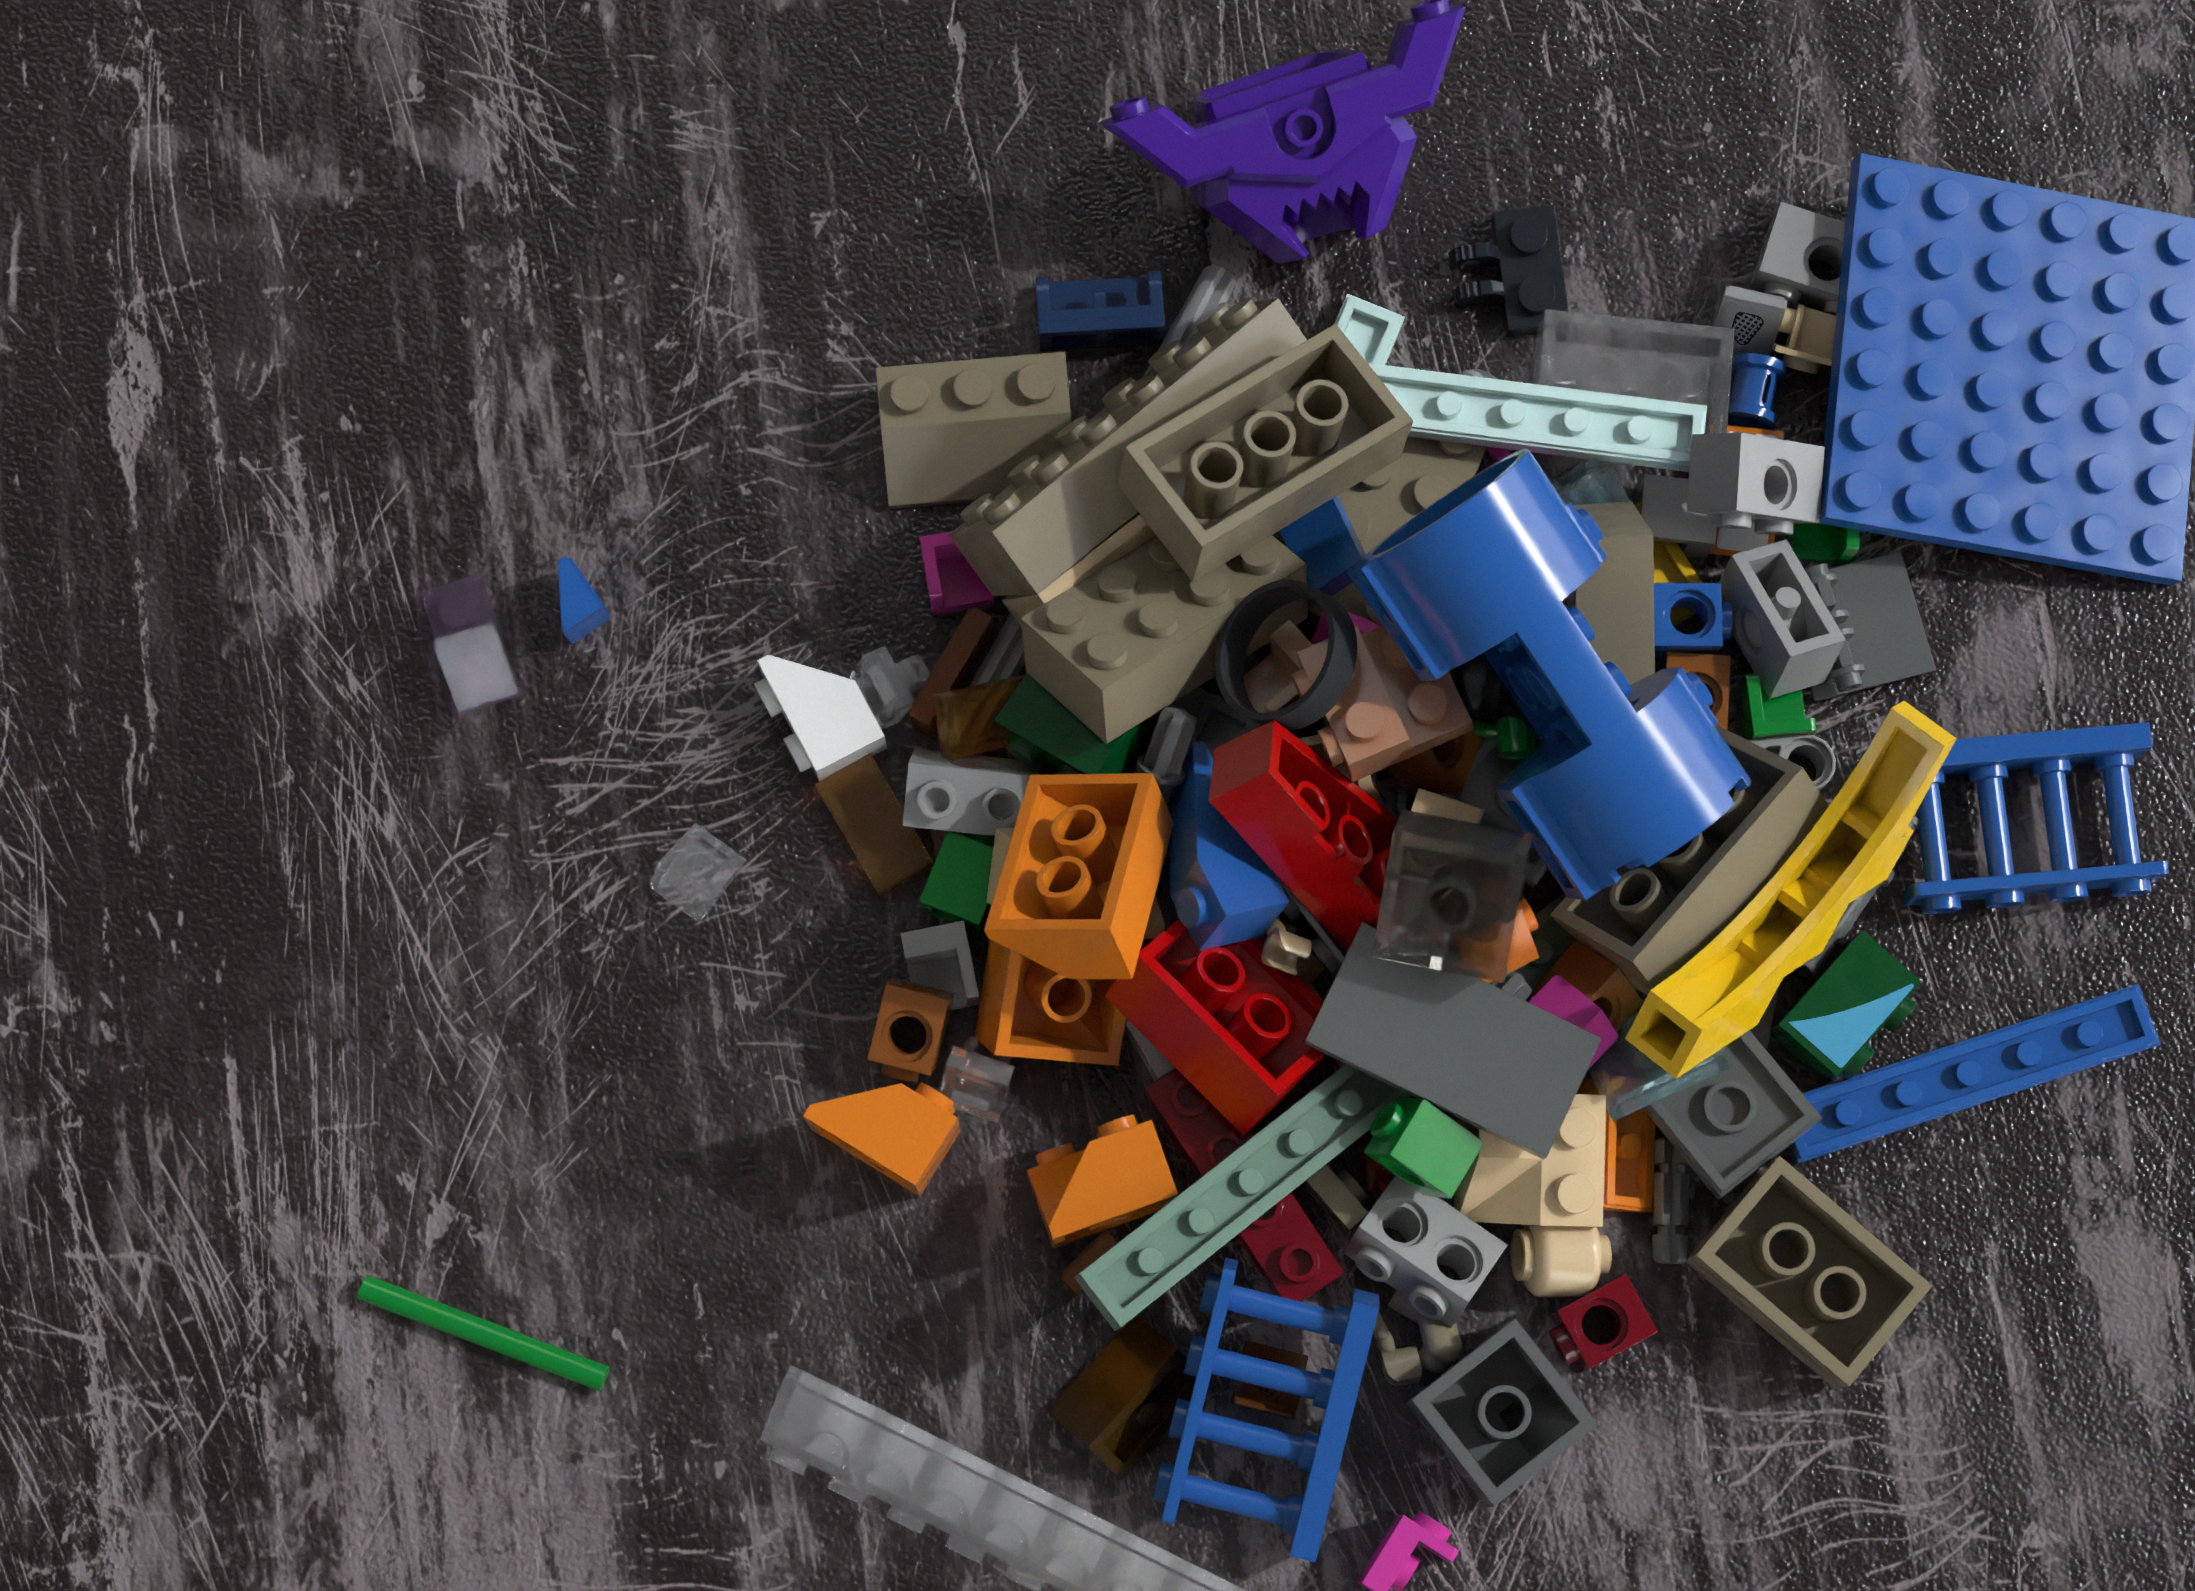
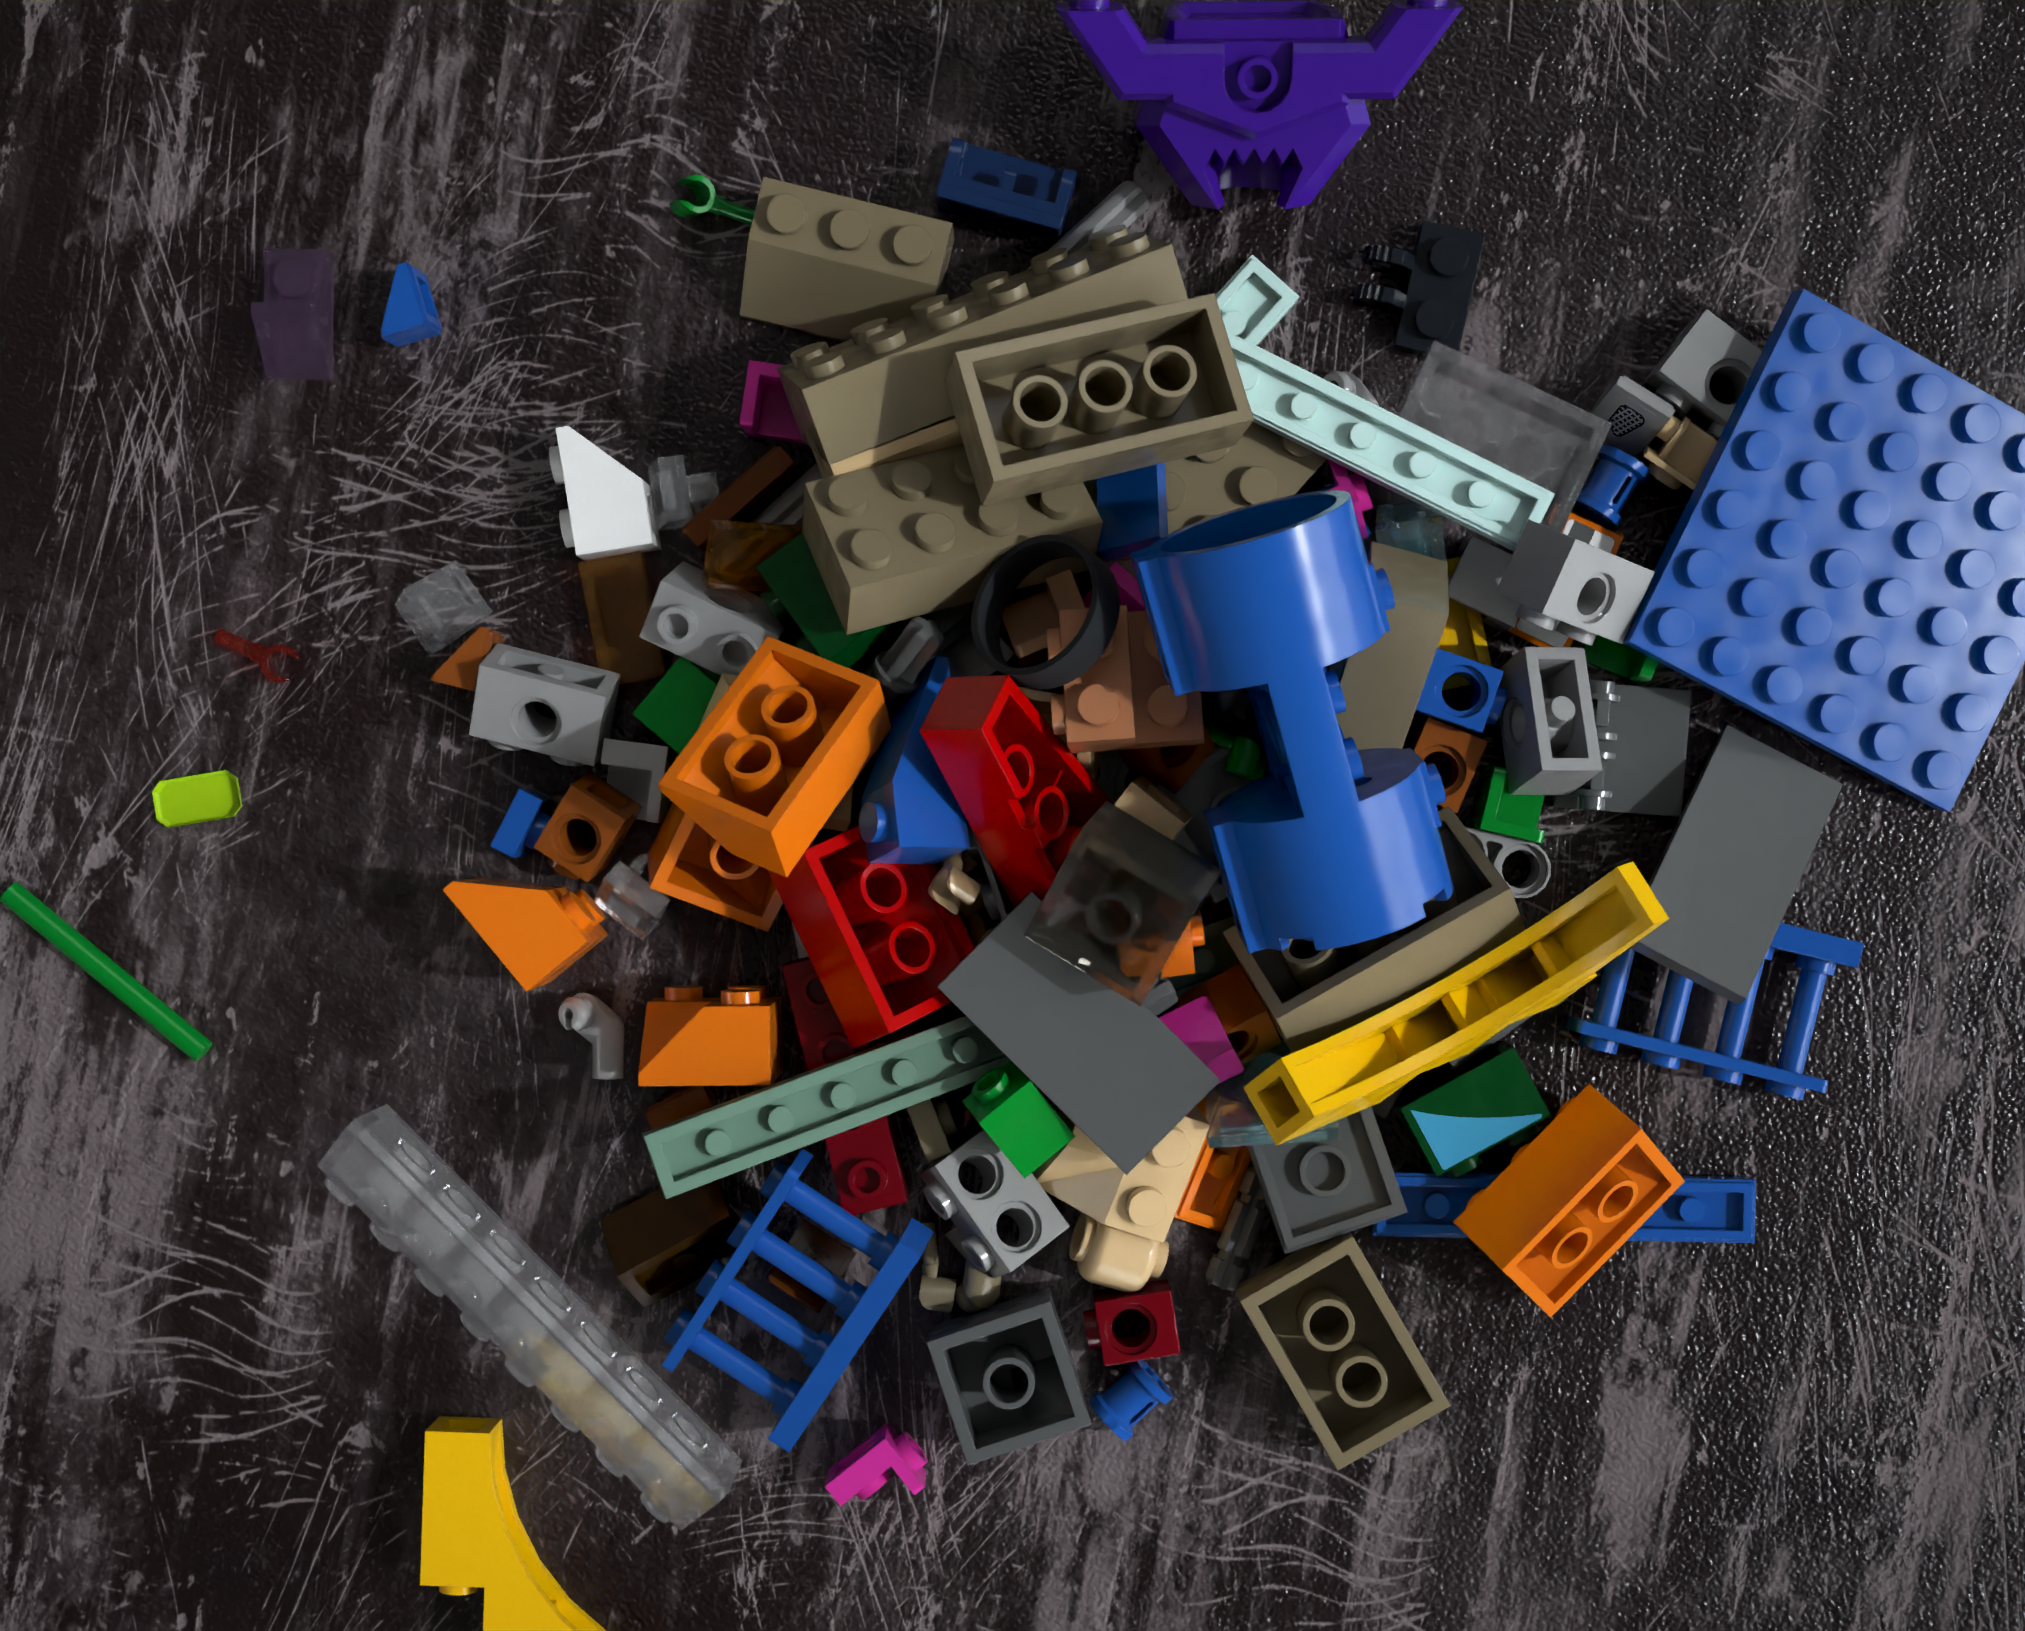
camera: 25 degrees right, 10 degrees up
(518, 1135) = (197, 798): none -> lime piece
(534, 974) = (256, 652): none -> clear red hand
(747, 912) = (463, 666): none -> dark orange slope
(824, 411) = (709, 201): none -> green hand
(848, 1046) = (522, 823): none -> blue plate
(859, 901) = (577, 693): none -> light grey brick
(985, 1220) = (601, 1028): none -> light grey arm
(1626, 1399) = (1130, 1398): none -> blue bush
(1971, 1057) = (1569, 1199): none -> orange slope
(2001, 689) = (1736, 862): none -> dark grey tile

